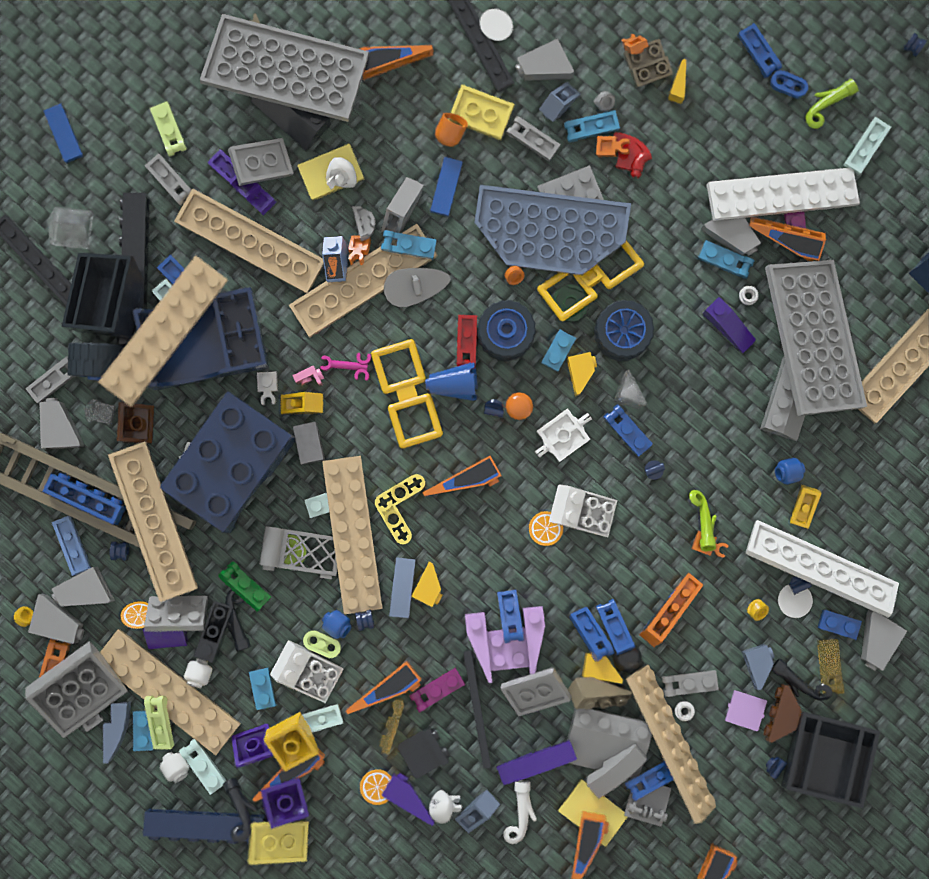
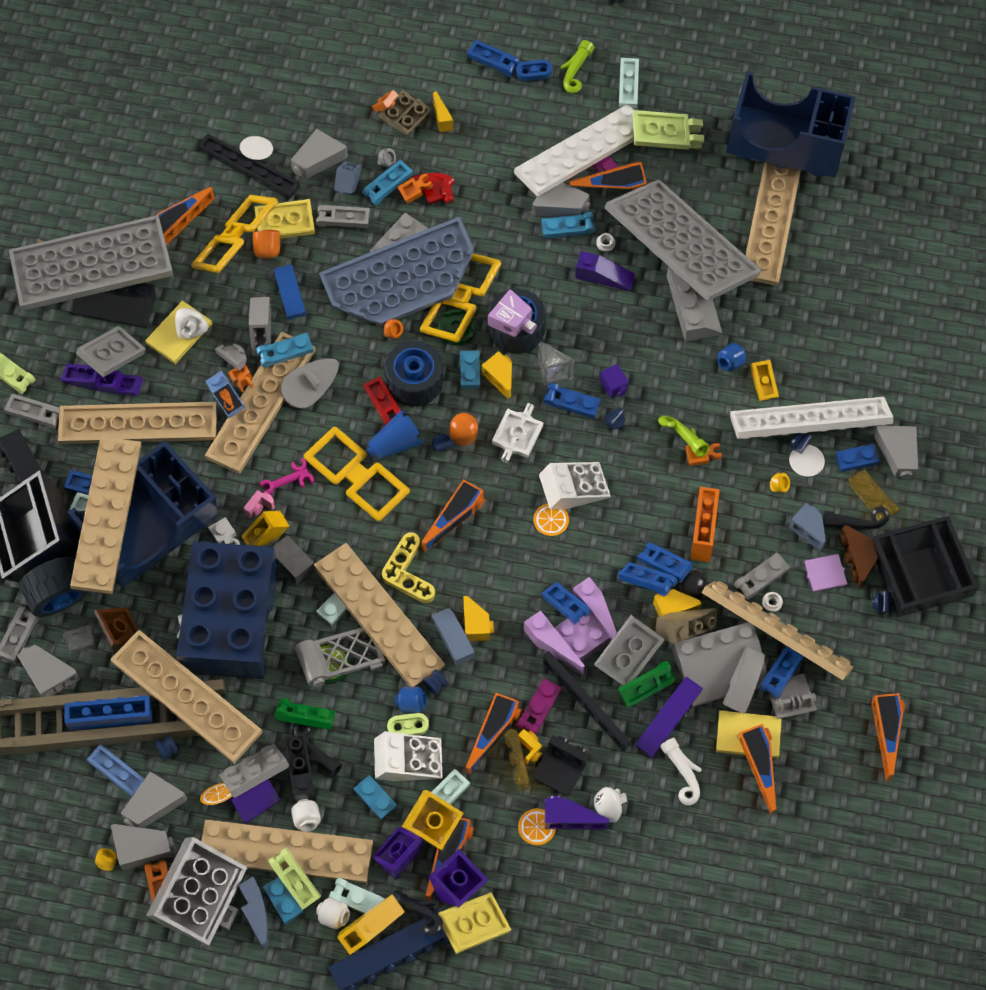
camera: 30 degrees left, 20 degrees down
(193, 797) = (370, 924): none -> yellow slope
(411, 717) = (531, 742): none -> yellow bracket
(428, 103) = (233, 233): none -> yellow bar
(477, 811) = (642, 792): sand blue slope -> none
(536, 724) = (647, 684): none -> green plate
(618, 331) = (512, 315): none -> lavender torso
(674, 435) = (614, 381): none -> dark purple brick
(869, 215) = (666, 130): none -> yellowish green tile

